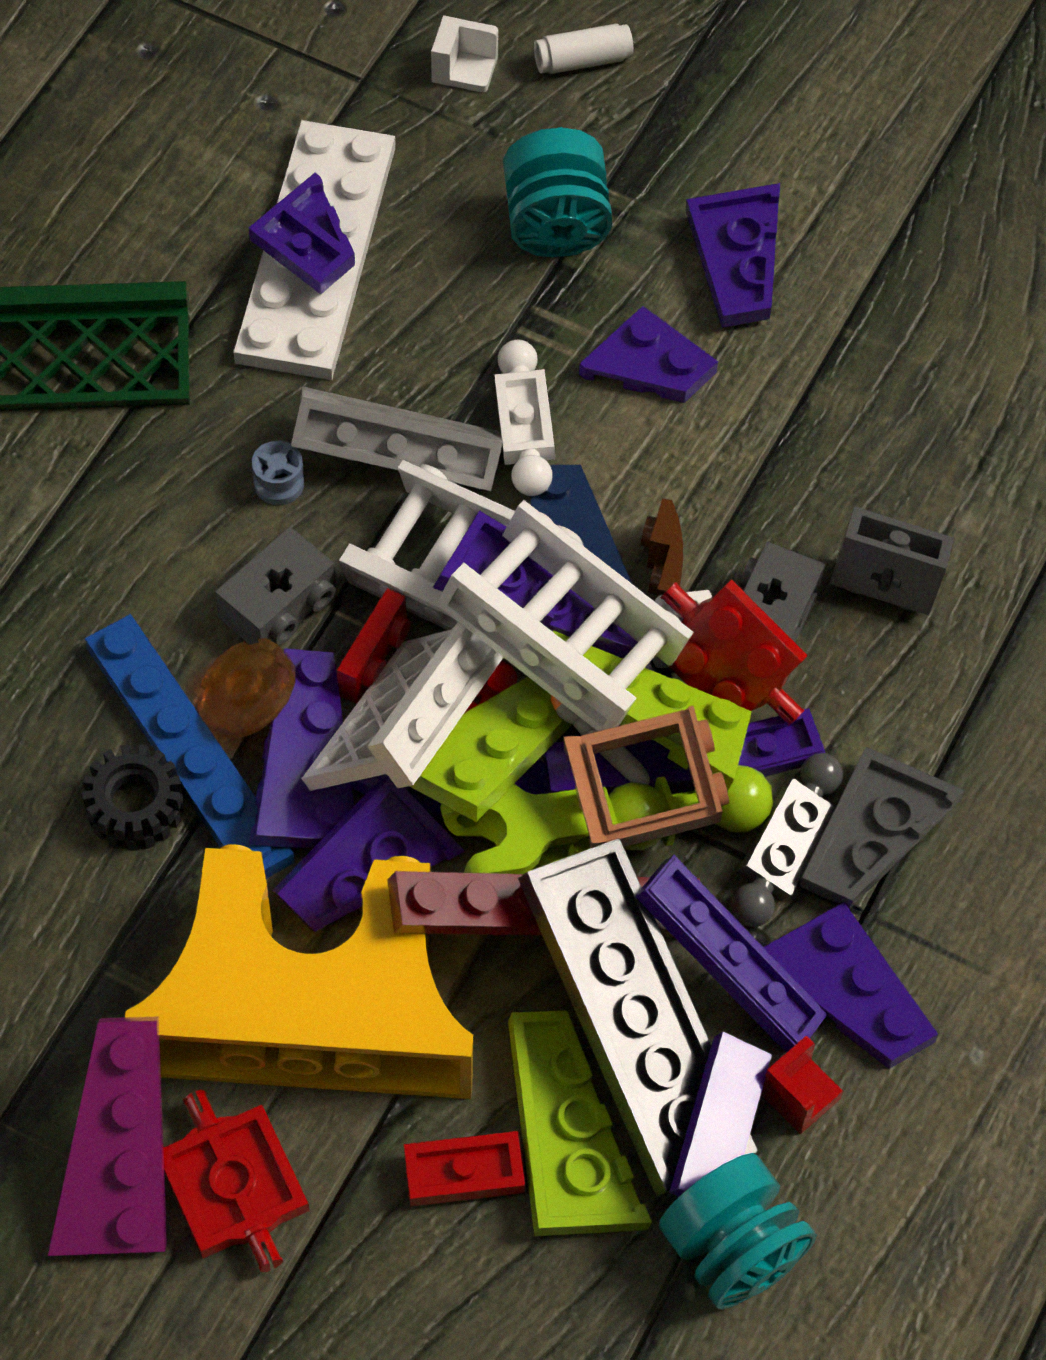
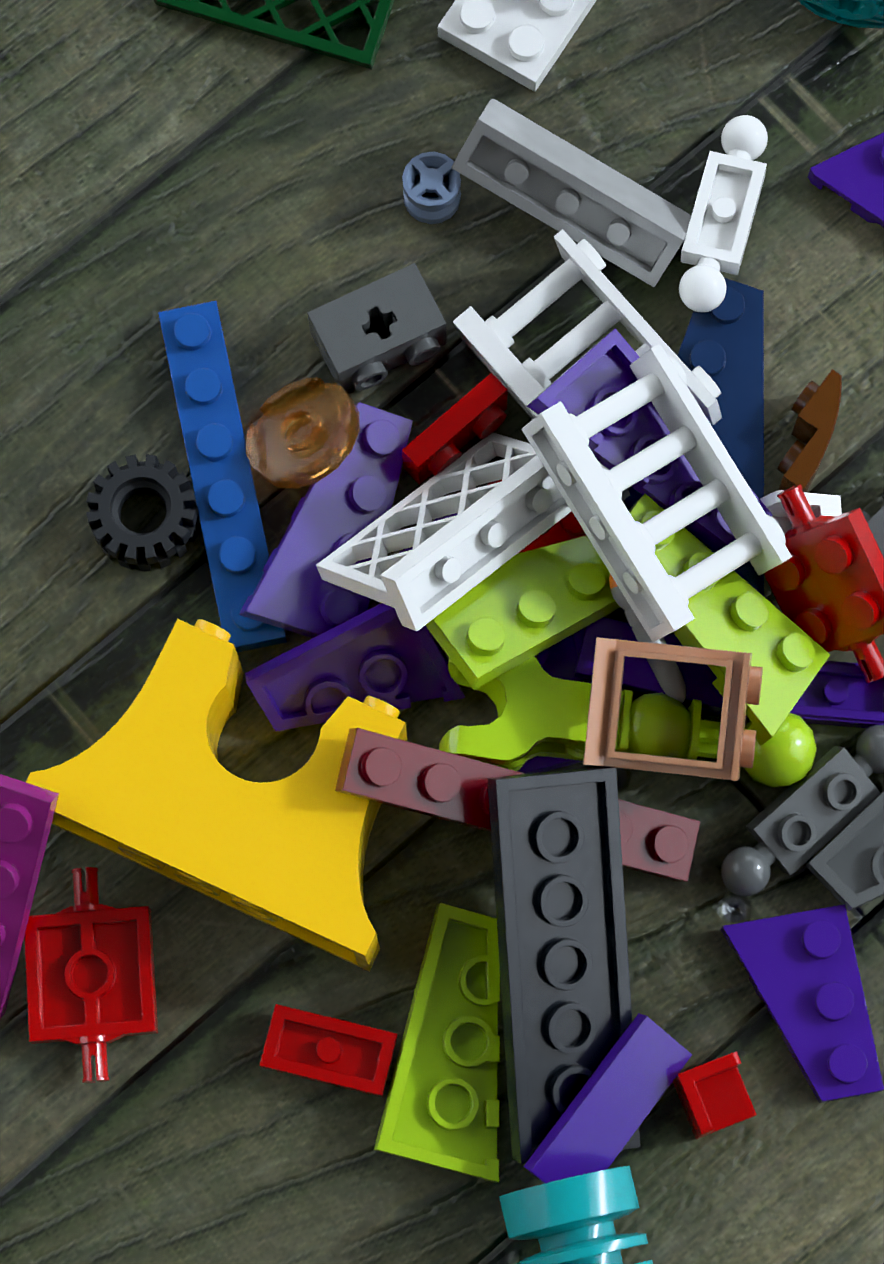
camera: 25 degrees right, 15 degrees up
(730, 954) = (692, 929): dark purple tile -> none

